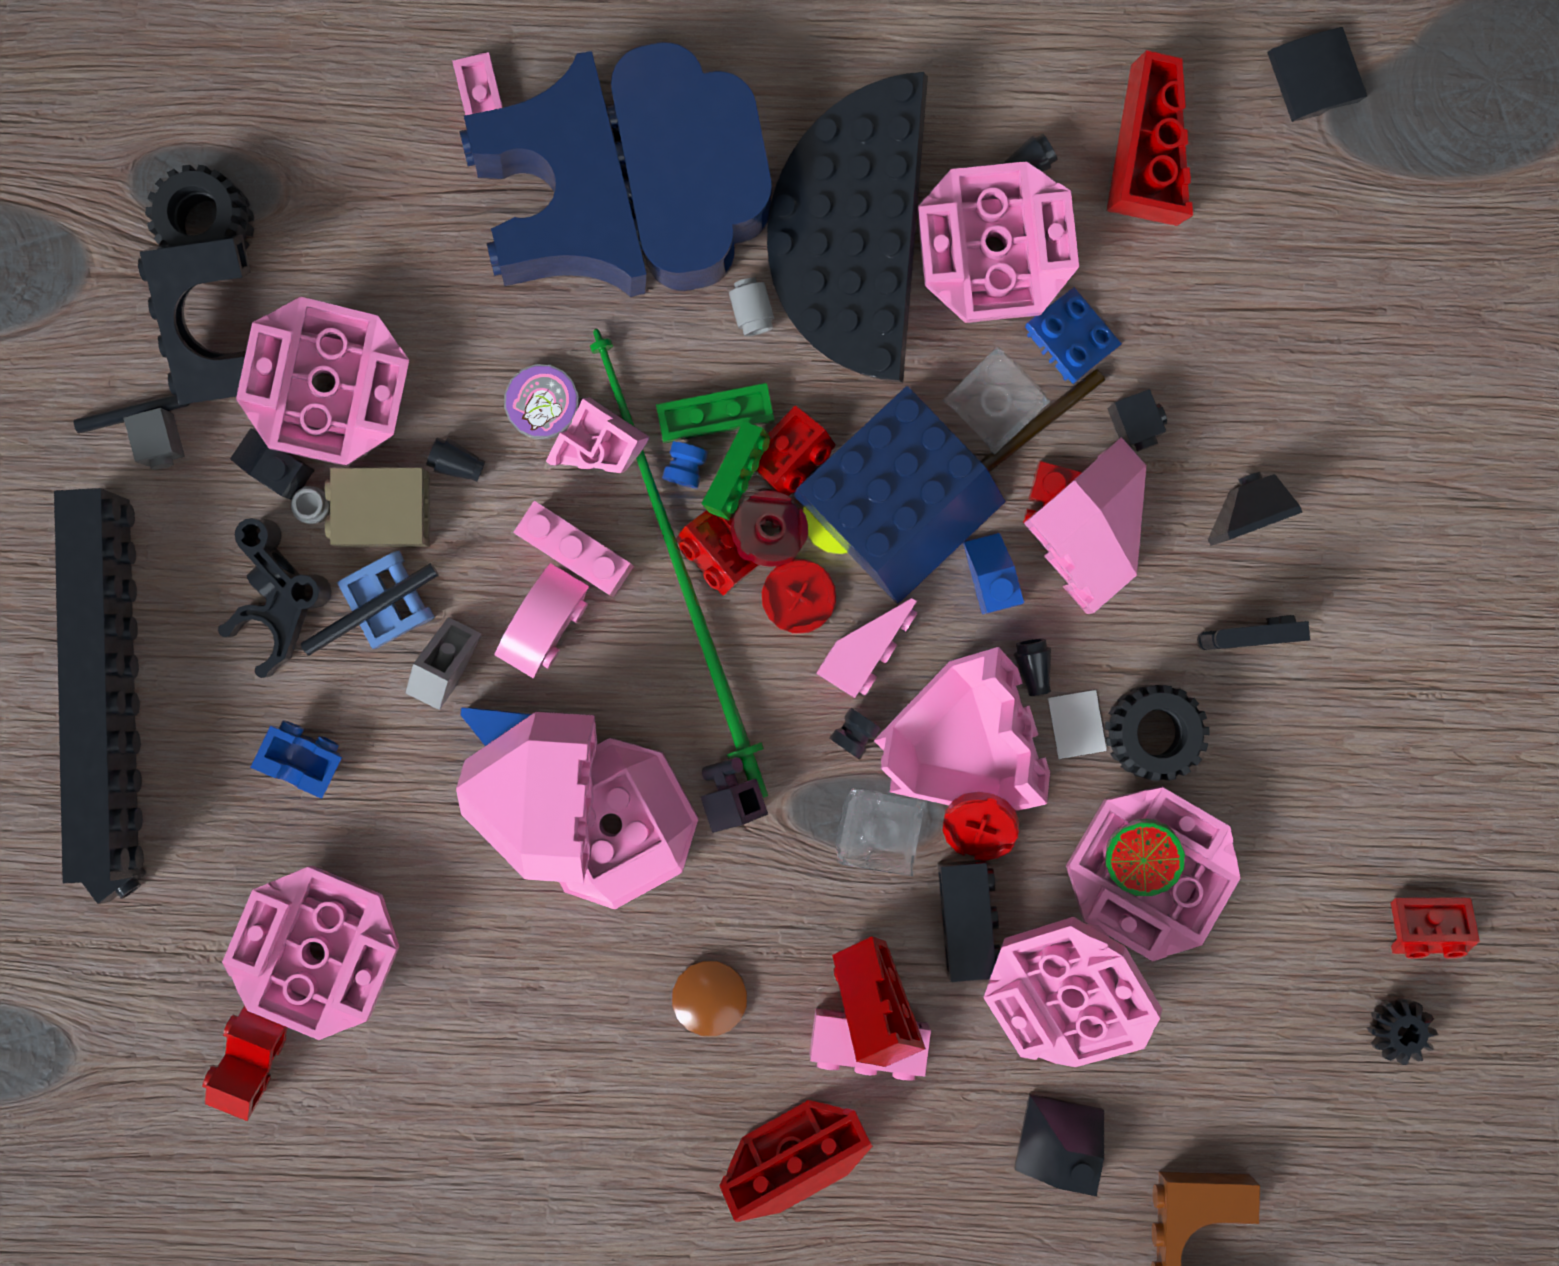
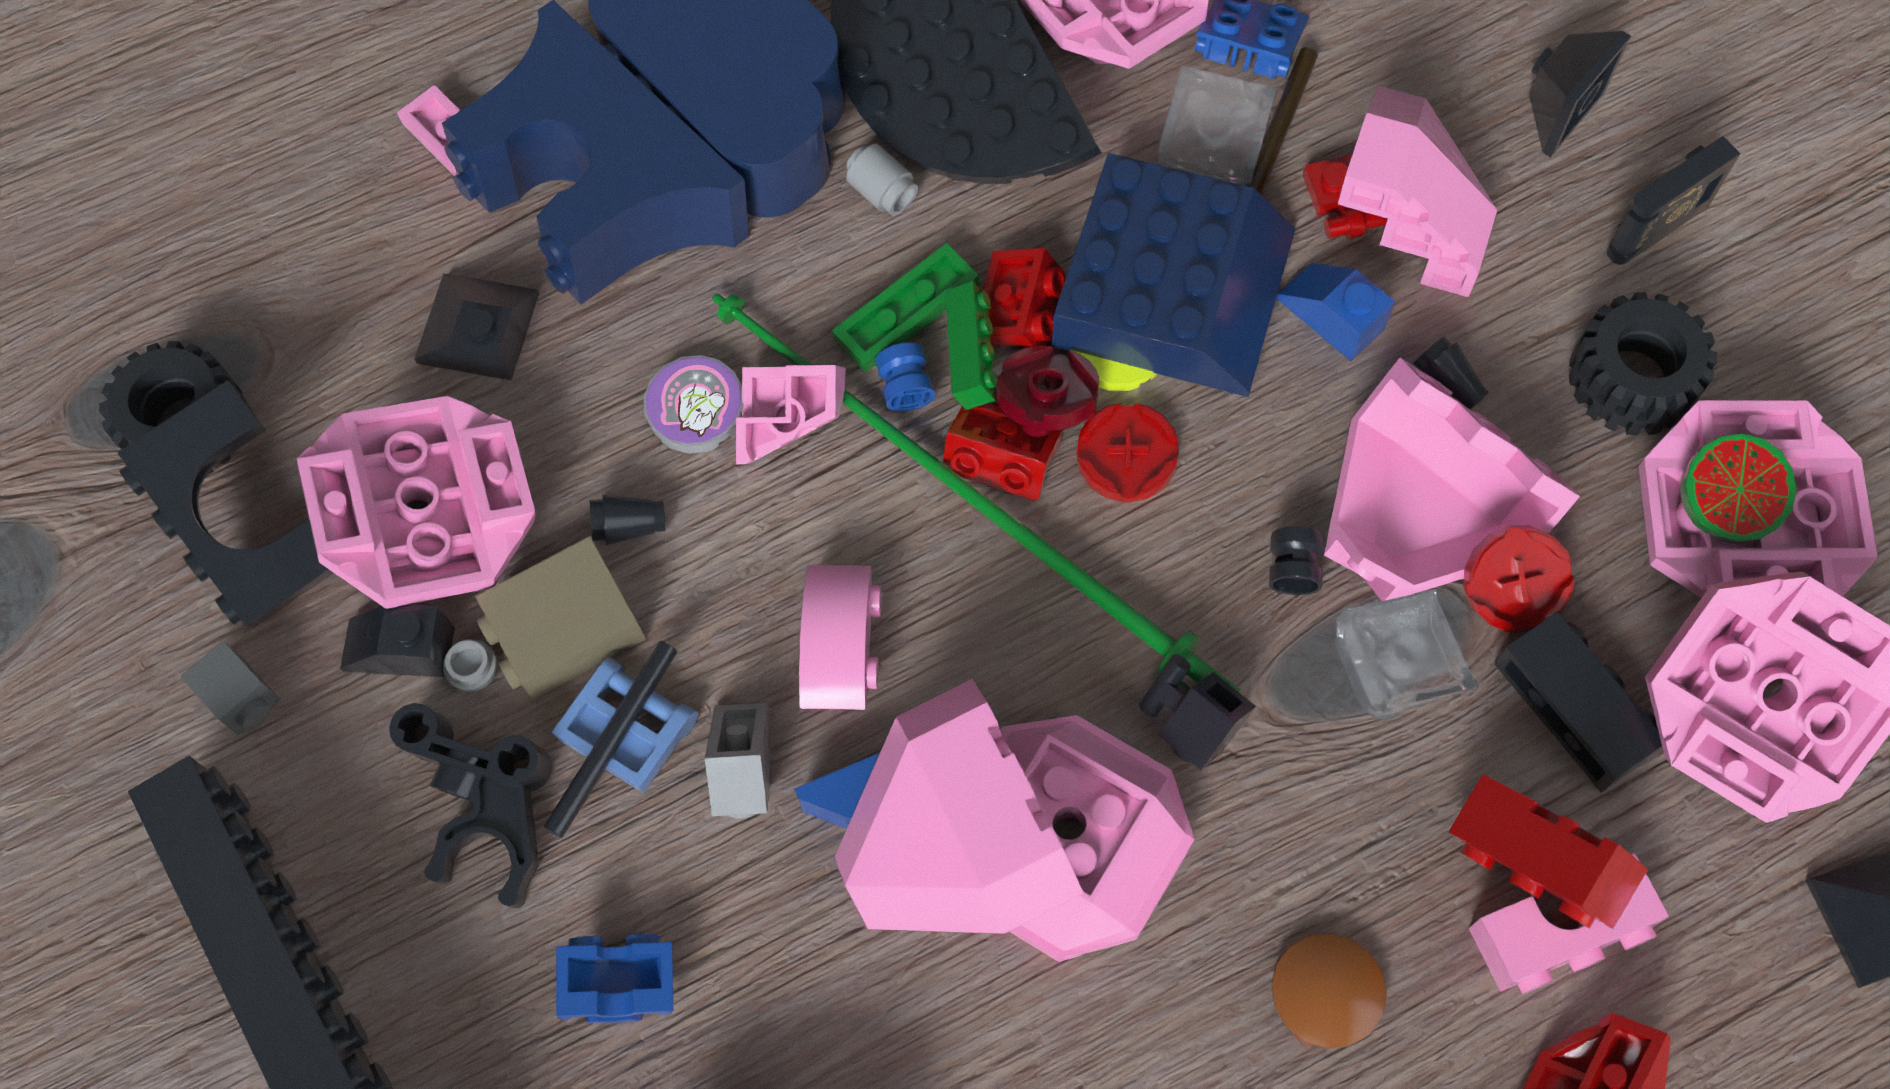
camera: 20 degrees left, 20 degrees down
(117, 415) = (176, 688): black bar -> none
(430, 259) = (477, 326): none -> black slope
(573, 549) = (827, 532): bright pink brick -> none
(856, 655) = (1238, 471): bright pink slope -> none
(1077, 724) = (1543, 417): white sticker -> none
(1138, 420) = (1381, 62): black brick -> none

